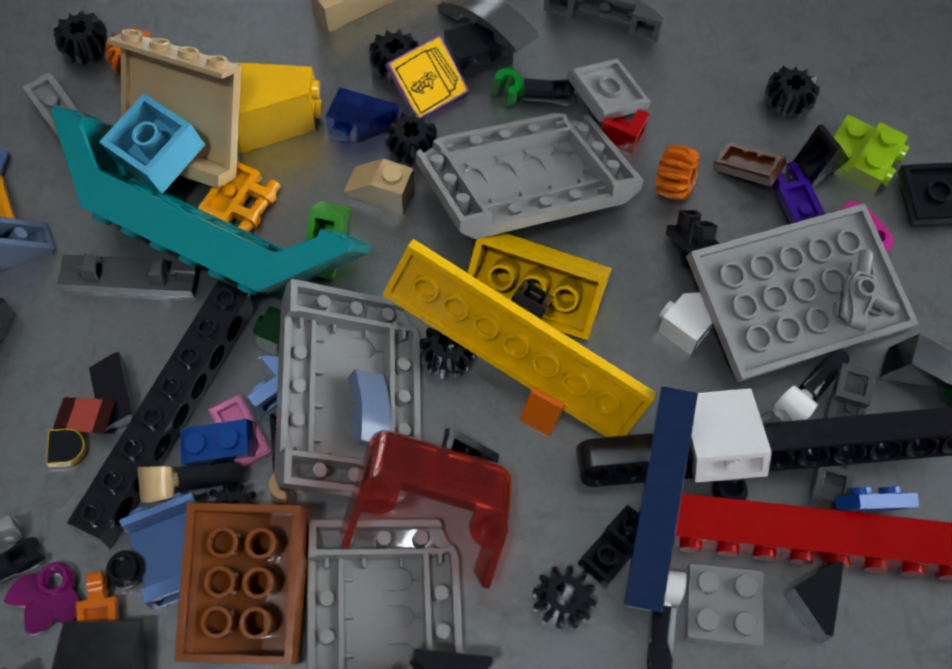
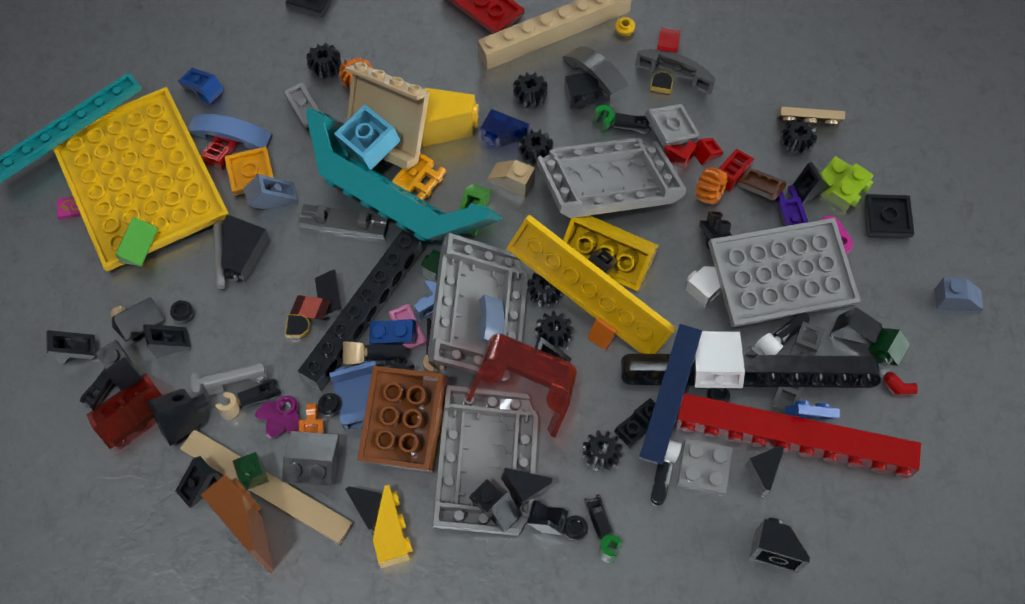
camera: 10 degrees right, 0 degrees up
(427, 77) = (550, 106): yellow tile -> none
(466, 401) = (552, 322): none -> black gear
(585, 31) = (662, 82): none -> black tile
(663, 122) = (707, 150): none -> red slope
(708, 145) = (738, 170): none -> red slope
(831, 59) = (830, 117): none -> tan plate
(861, 293) = (822, 276): light grey piece -> none

